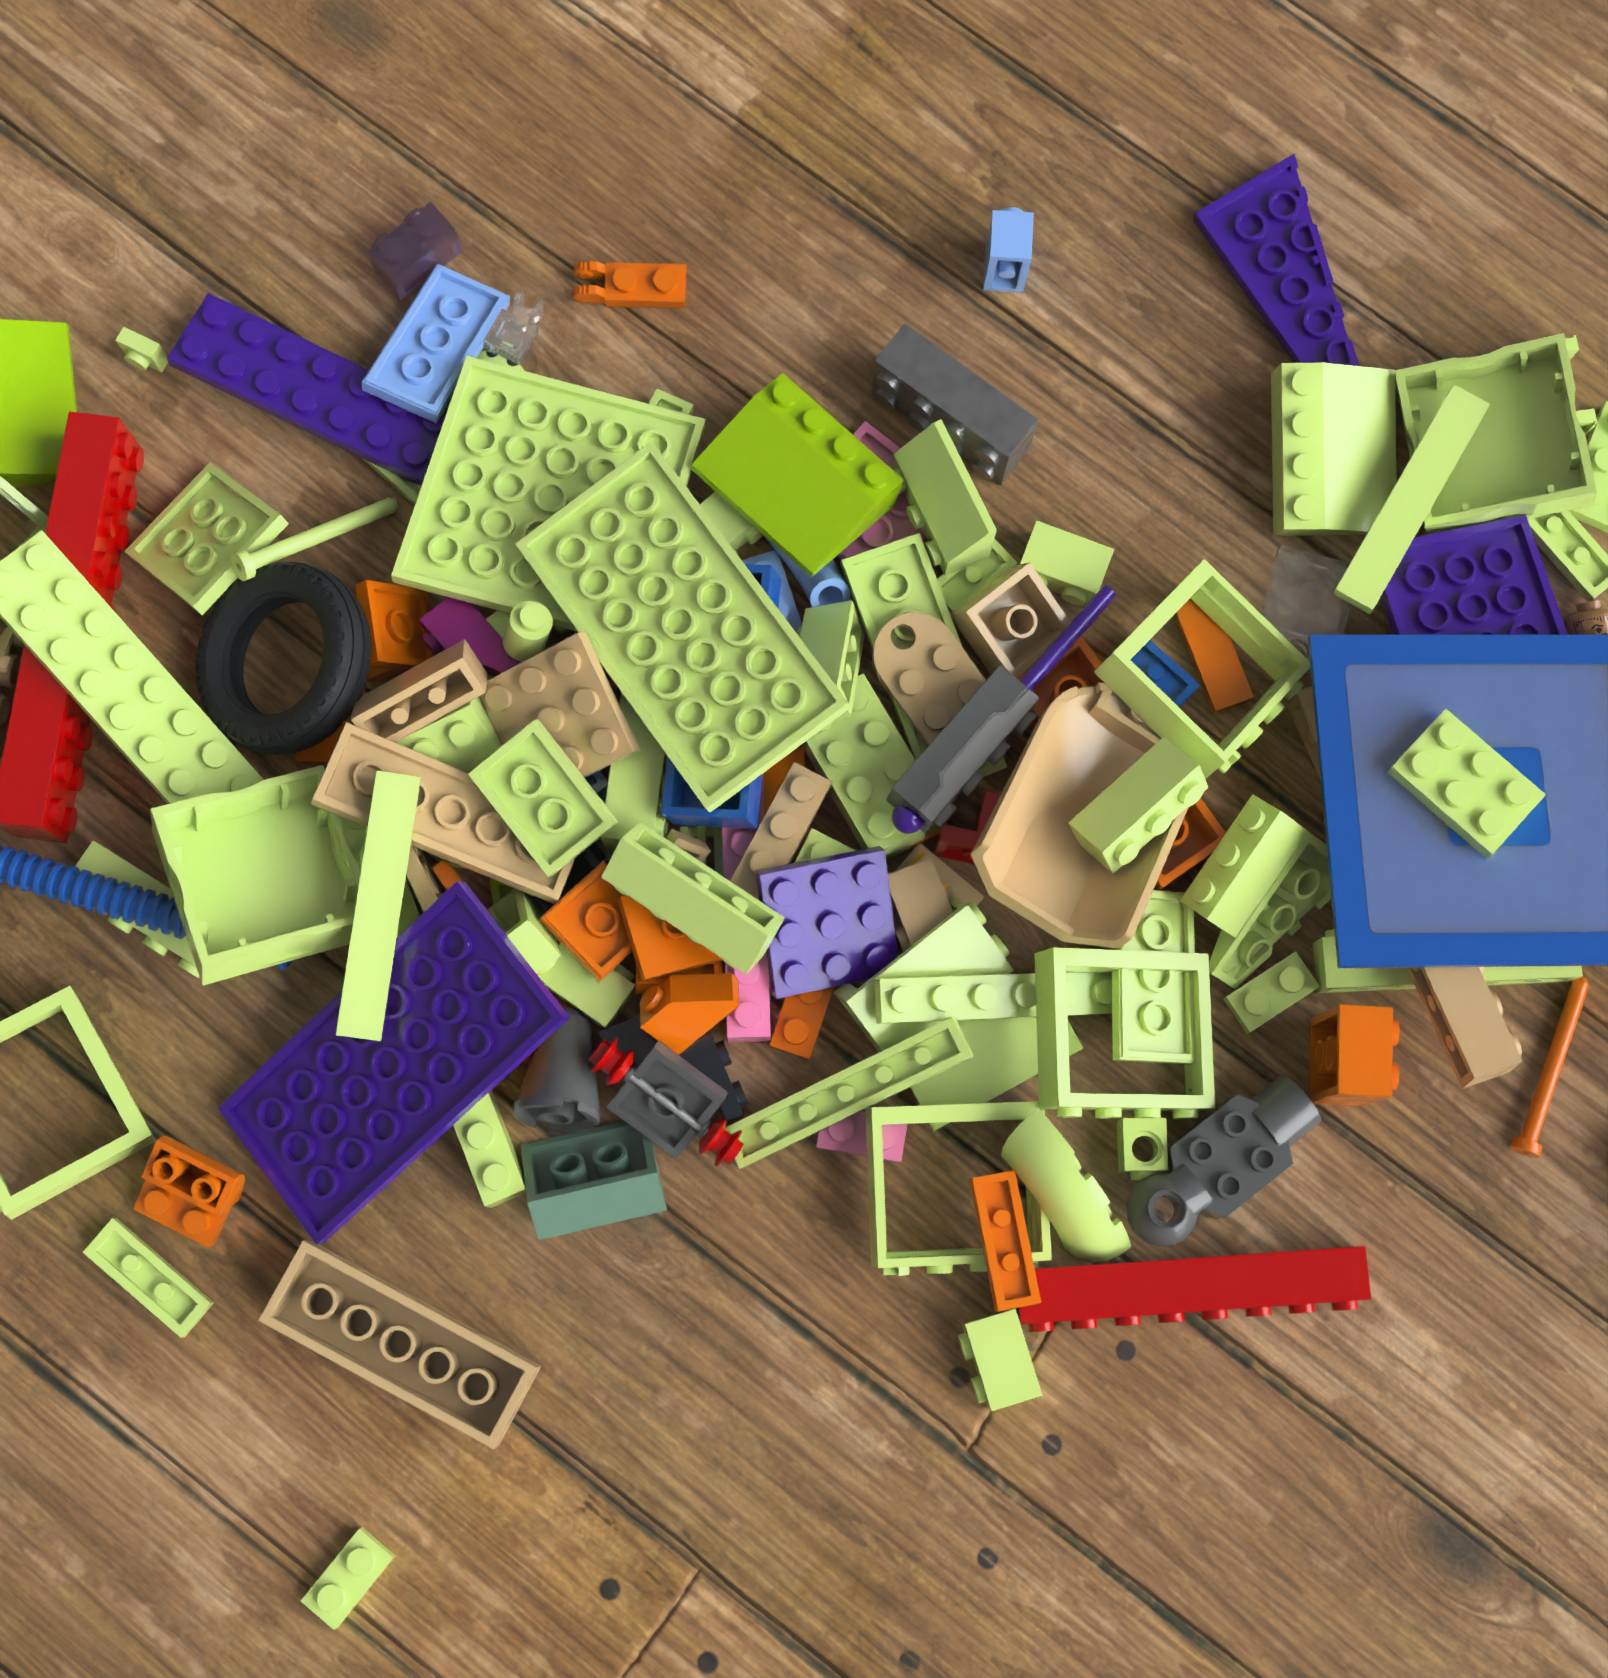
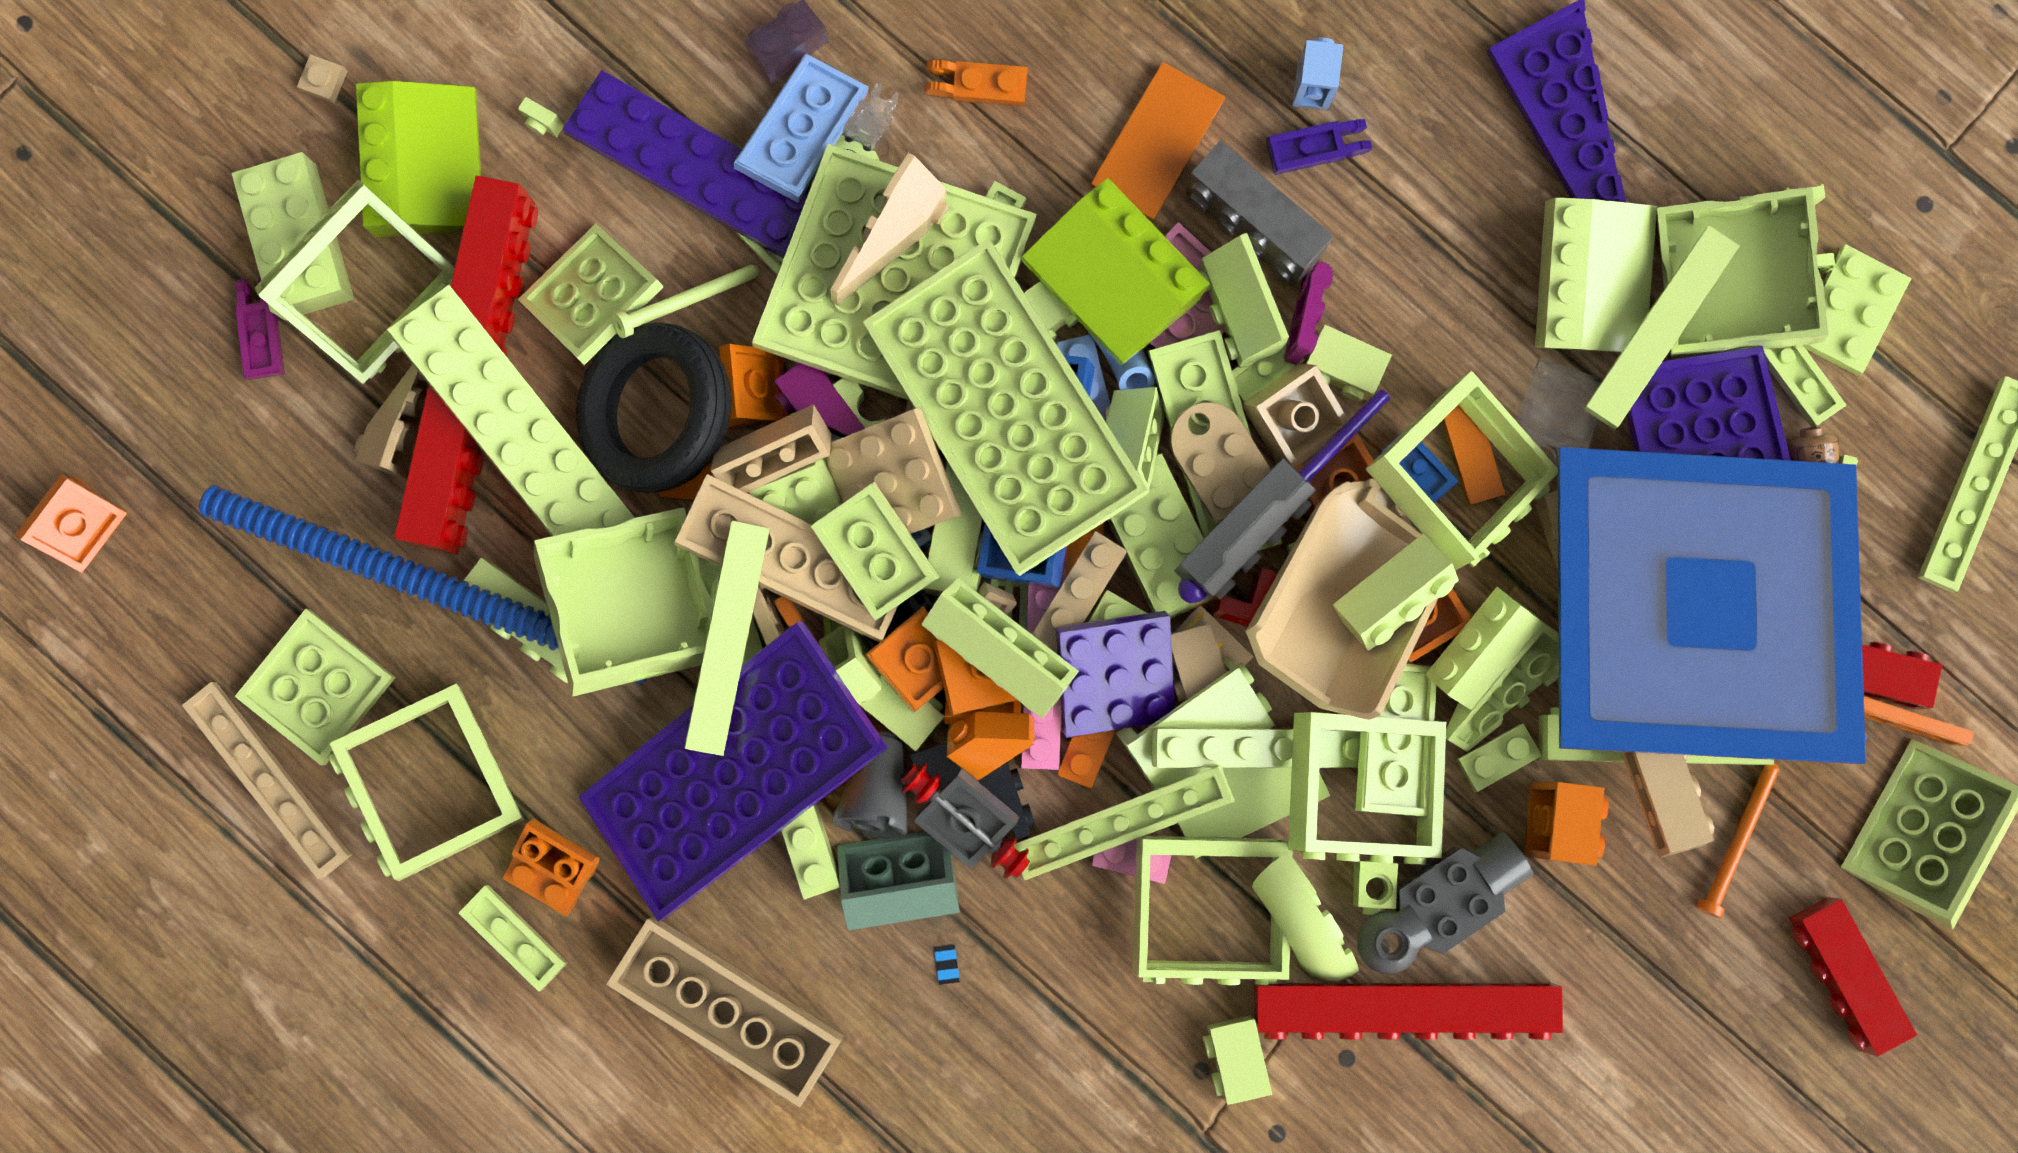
camera: 10 degrees right, 5 degrees up
(527, 630) = (869, 400): yellowish green brick -> none
(558, 425) = (908, 211): none -> wedge
(656, 1274) = (946, 964): none -> sticker
(840, 331) = (1160, 139): none -> orange tile
(1005, 1240) = (1250, 961): orange plate -> none
(1012, 330) = (1315, 146): none -> dark purple hinge
(1016, 510) = (1307, 313): none -> magenta hinge
(1466, 783) = (1687, 591): yellowish green plate -> none

